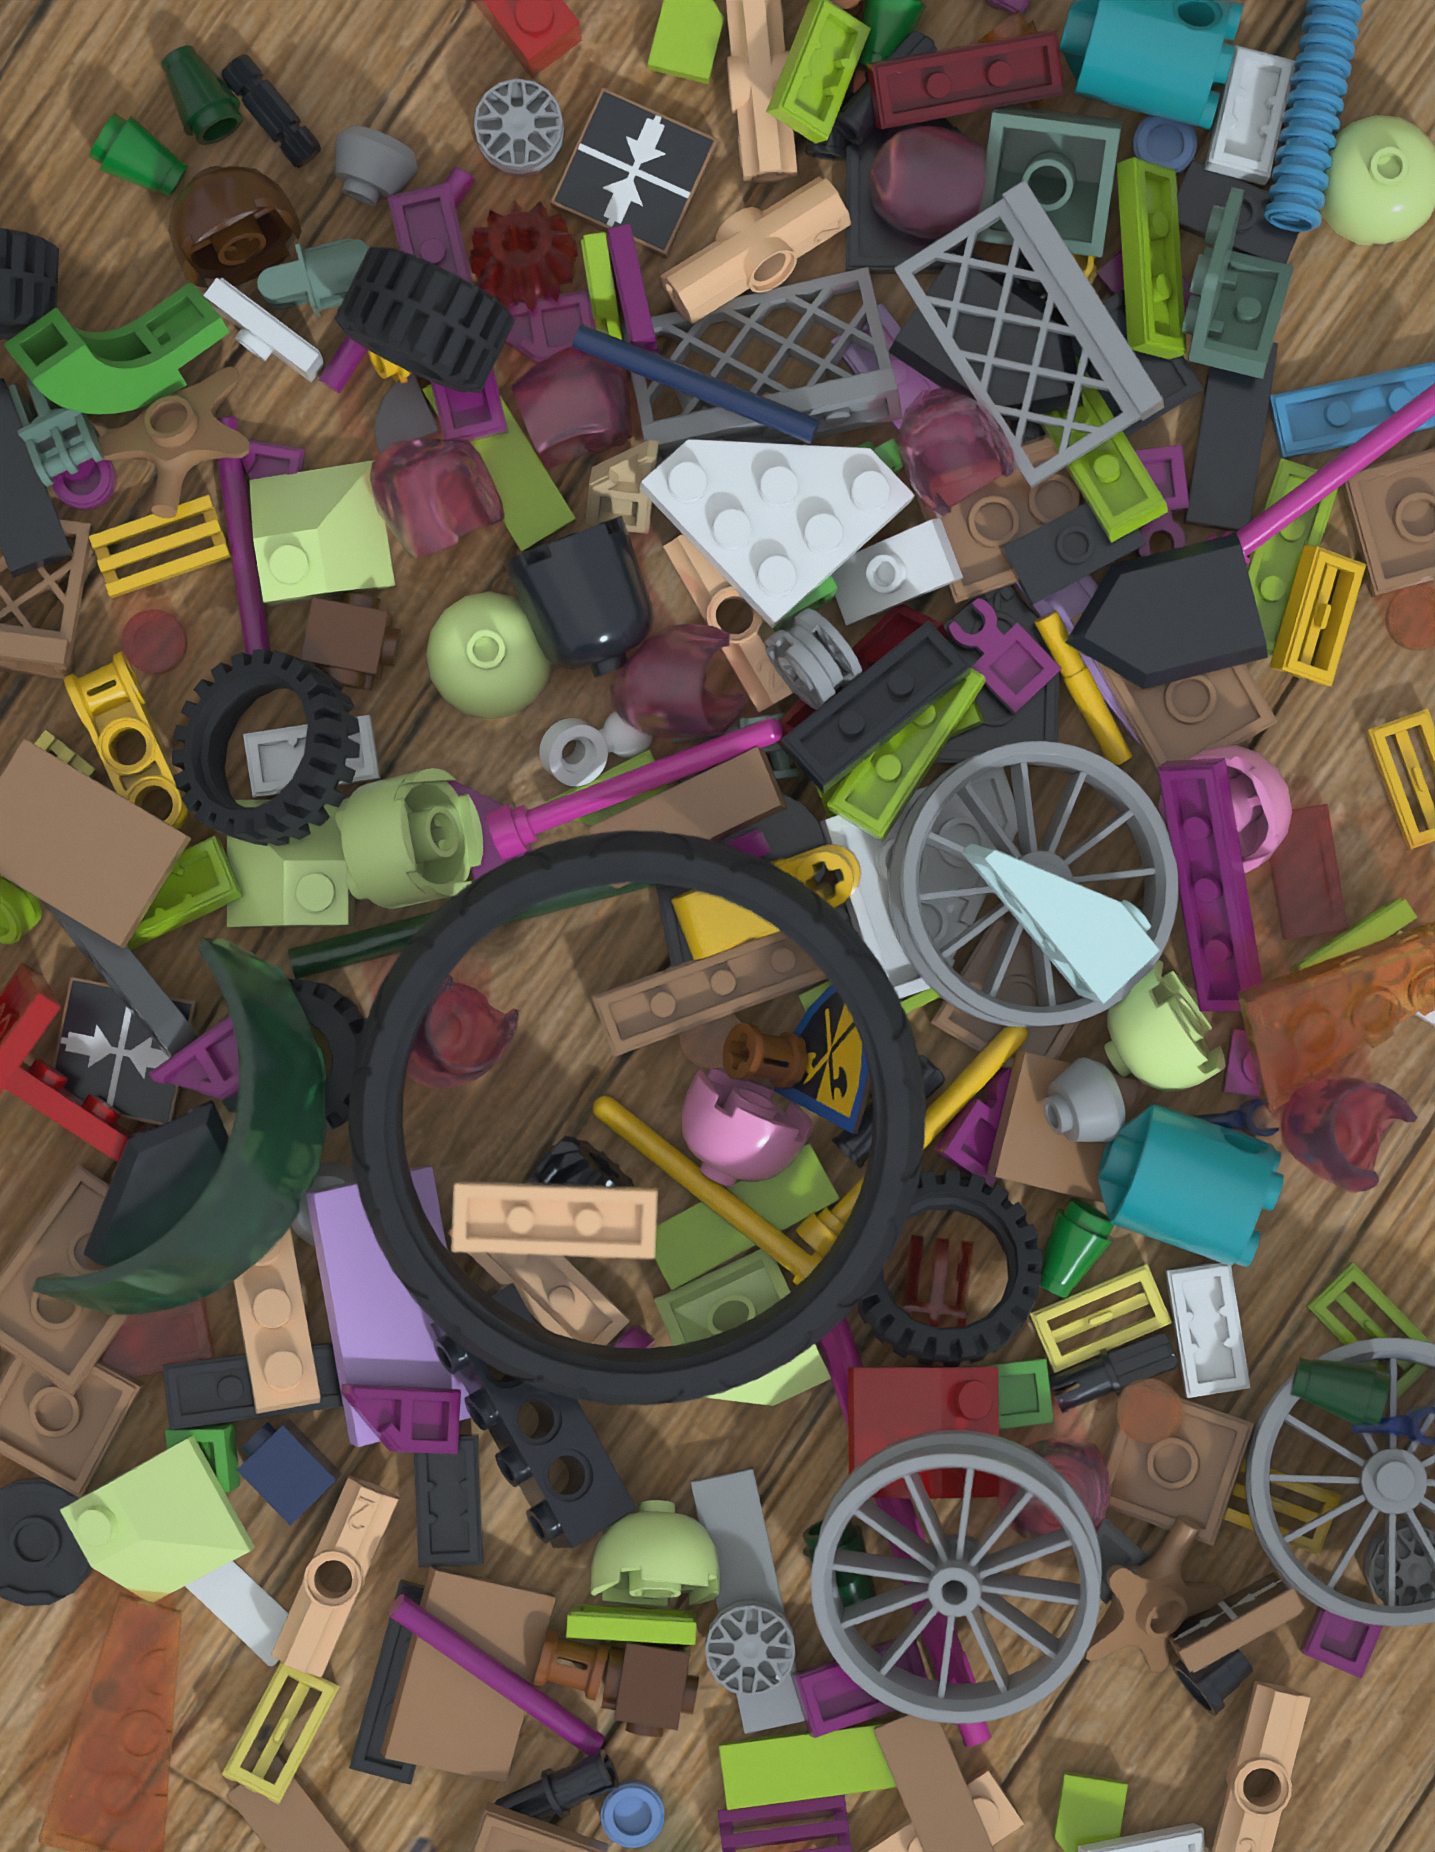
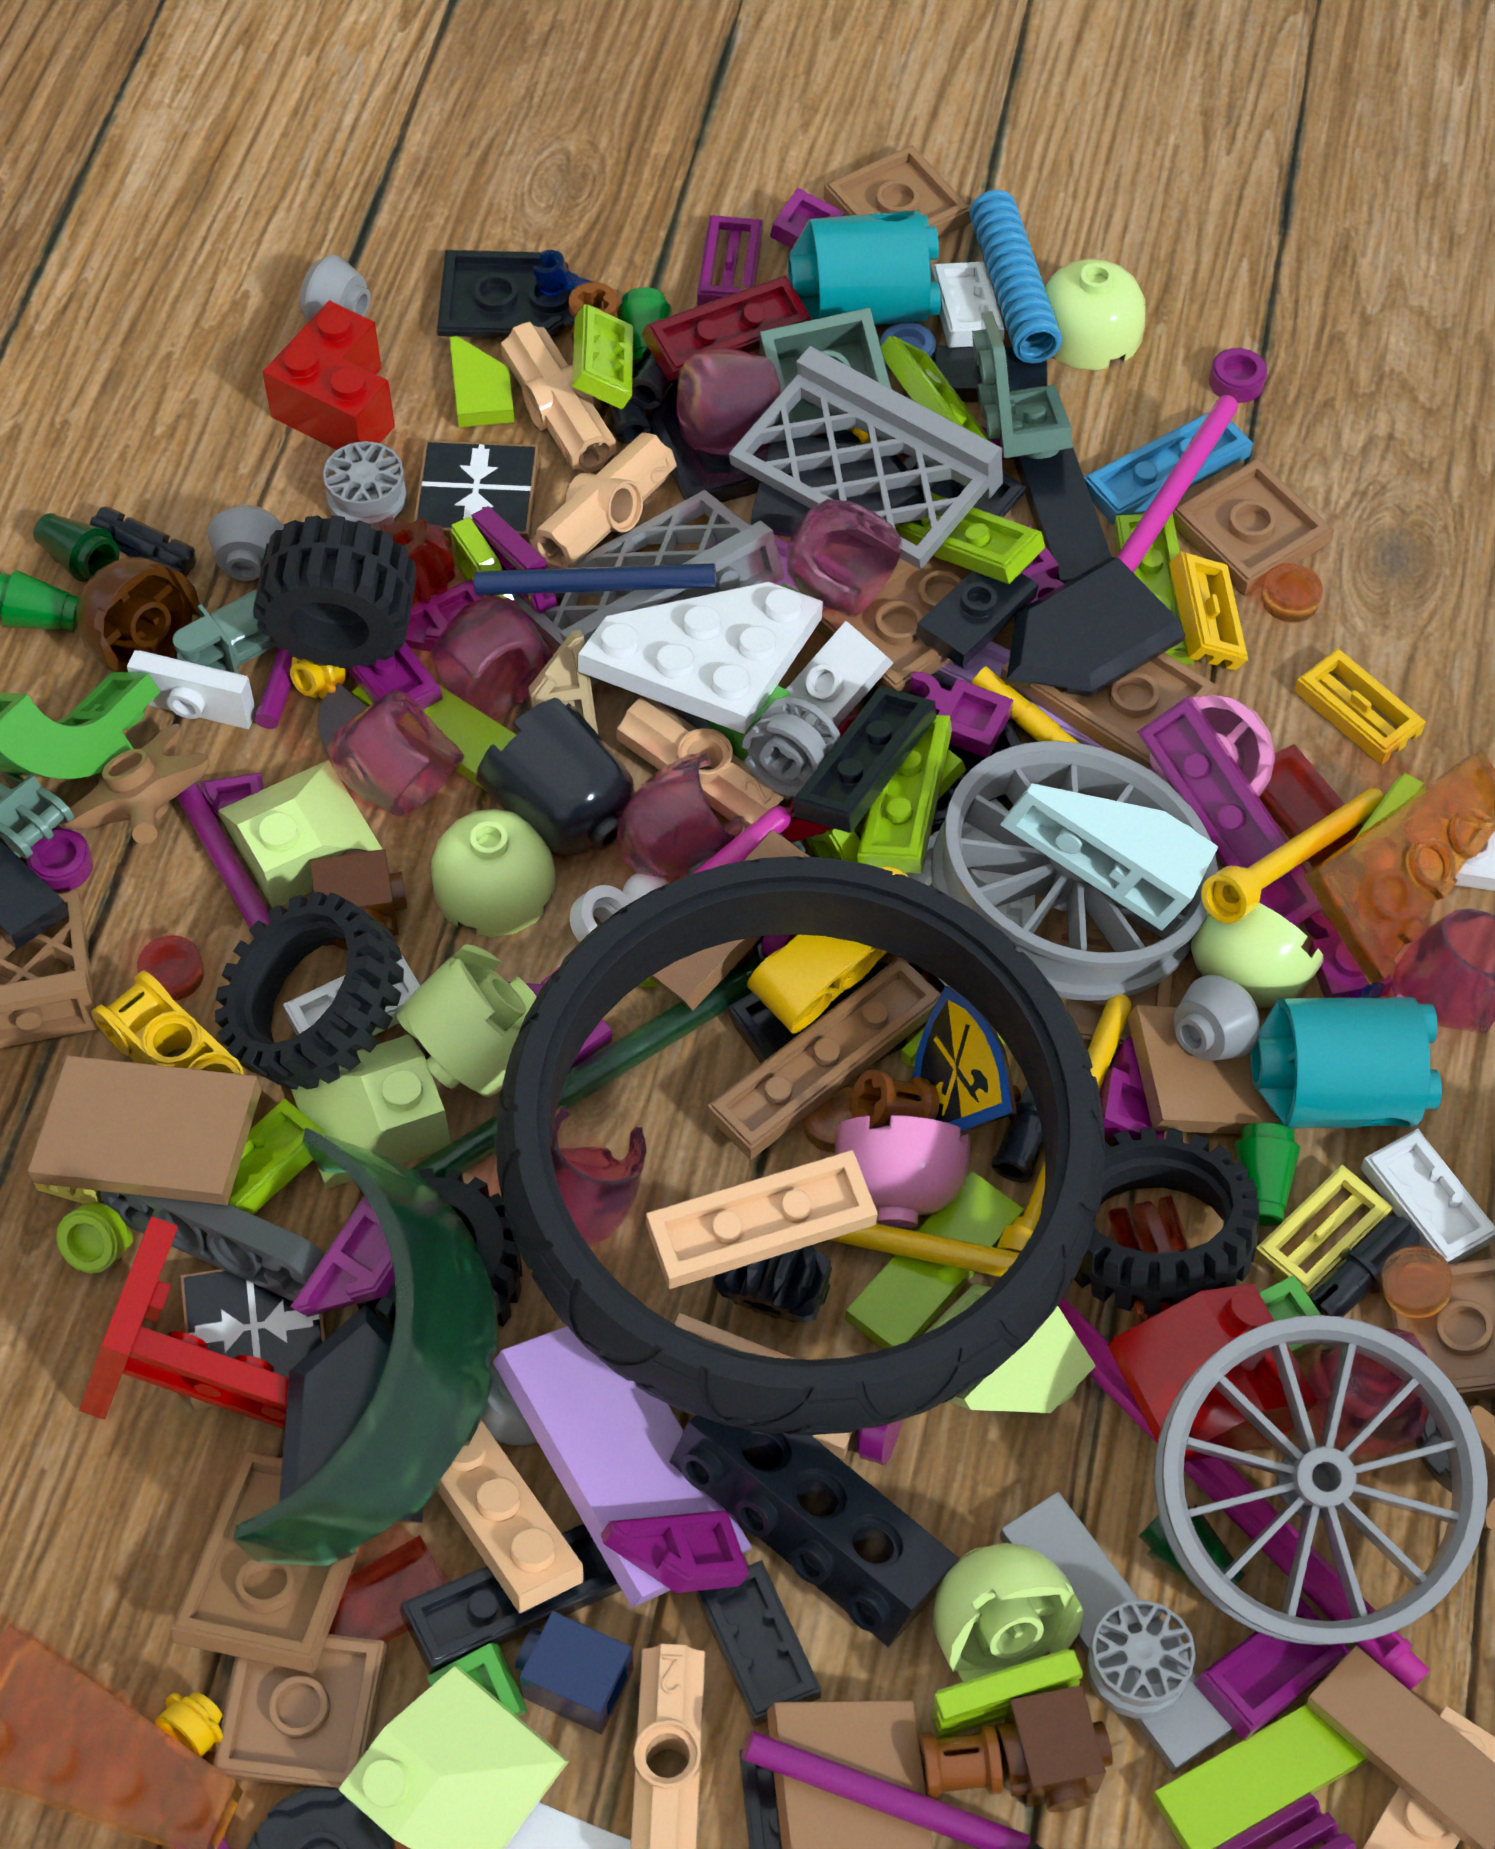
camera: 20 degrees left, 30 degrees down
(109, 563) = (145, 884): yellow tile -> none
(1153, 1002) = (1237, 890): none -> yellow piece

